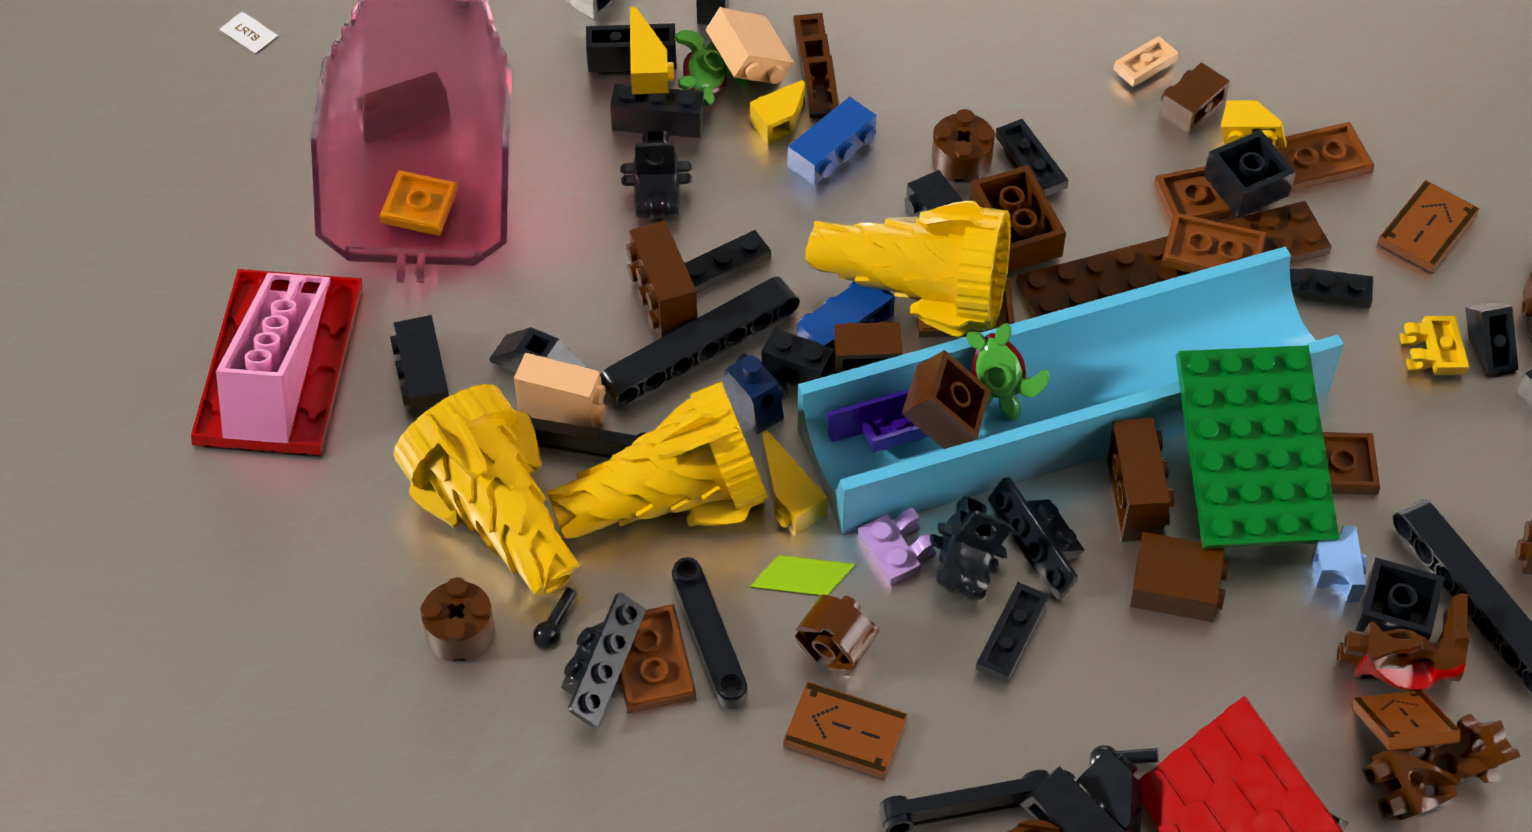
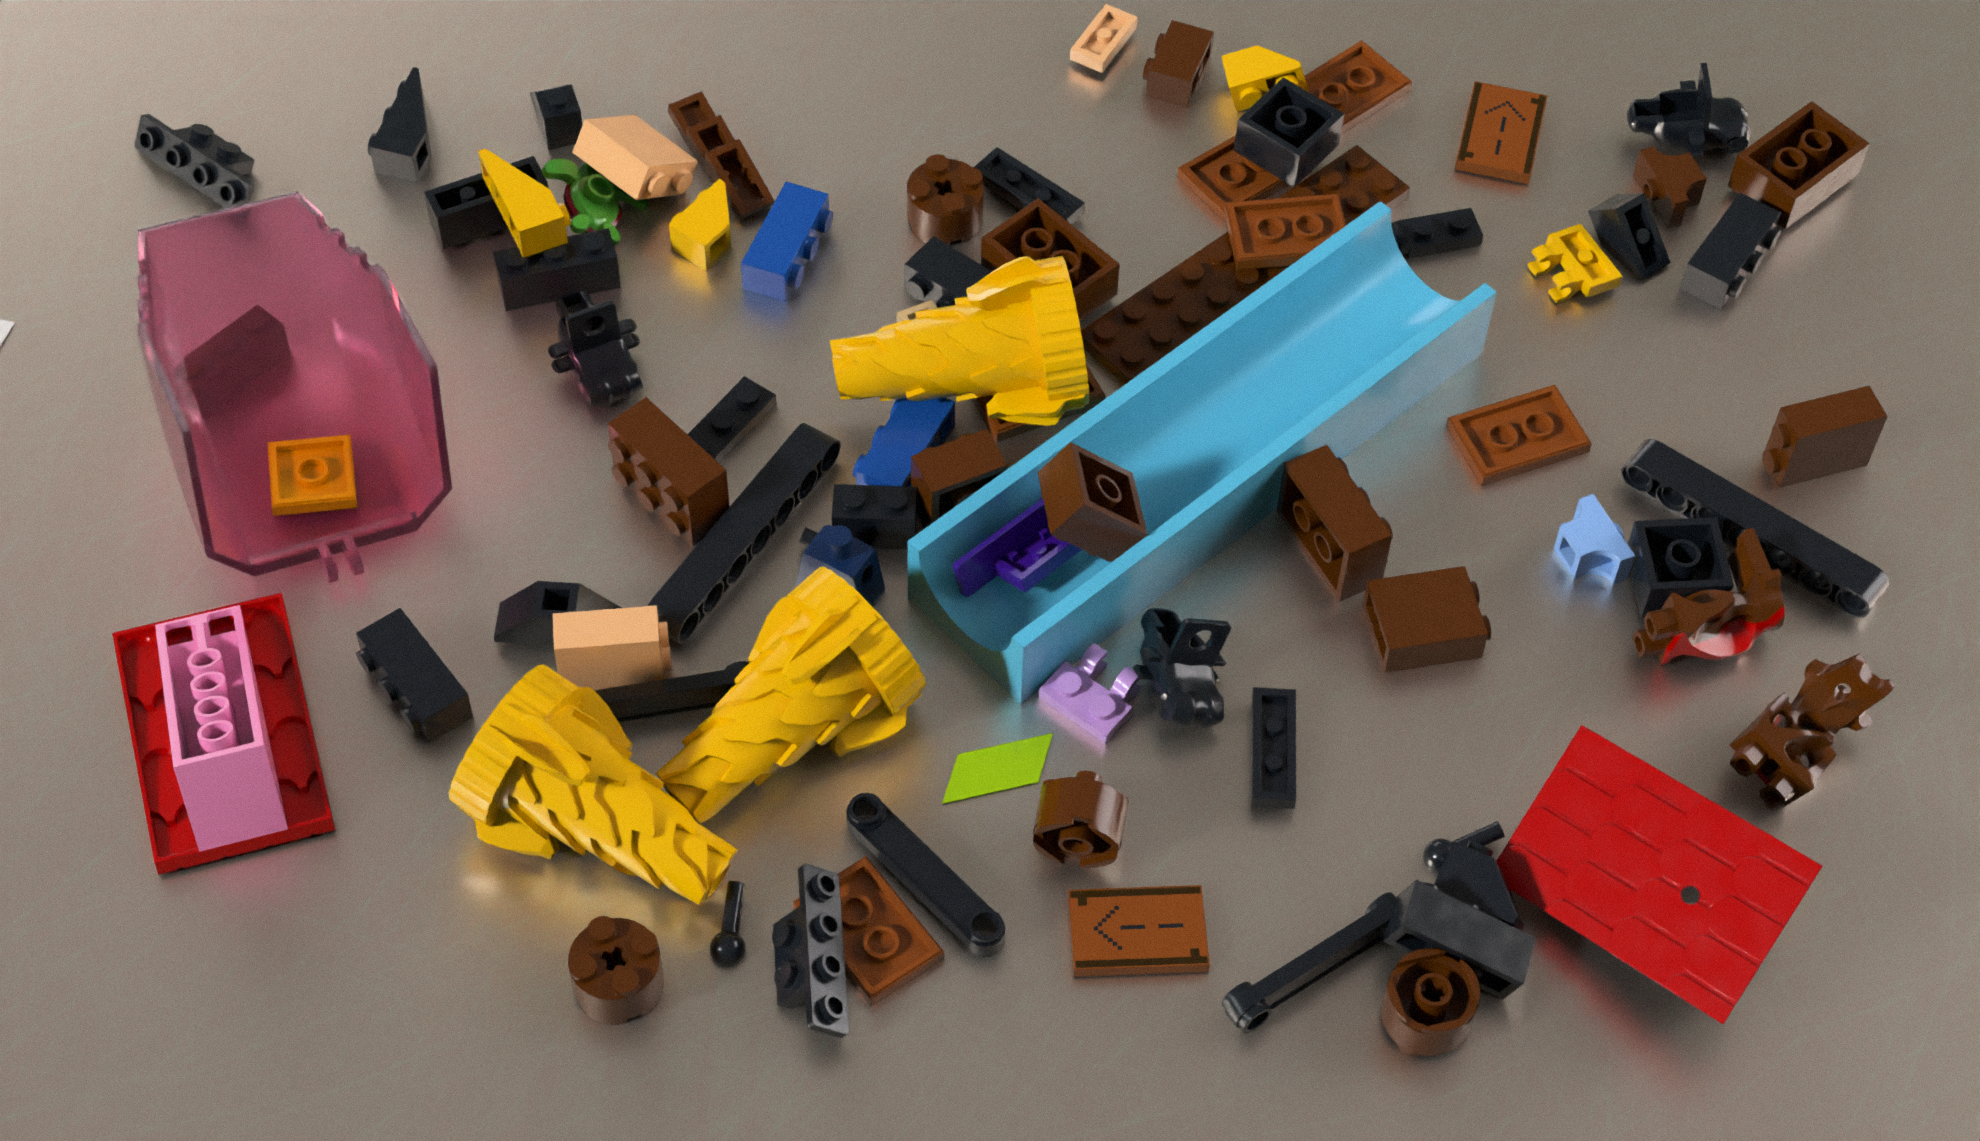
camera: 25 degrees left, 0 degrees up
(794, 494) = (952, 676): yellow slope -> none
(1004, 370) = (1136, 444): bright green animal -> none
(1040, 534) = (1258, 626): black bracket -> none
(1256, 447) = (1453, 440): green plate -> none
(1406, 720) = (1749, 691): dark orange tile -> none

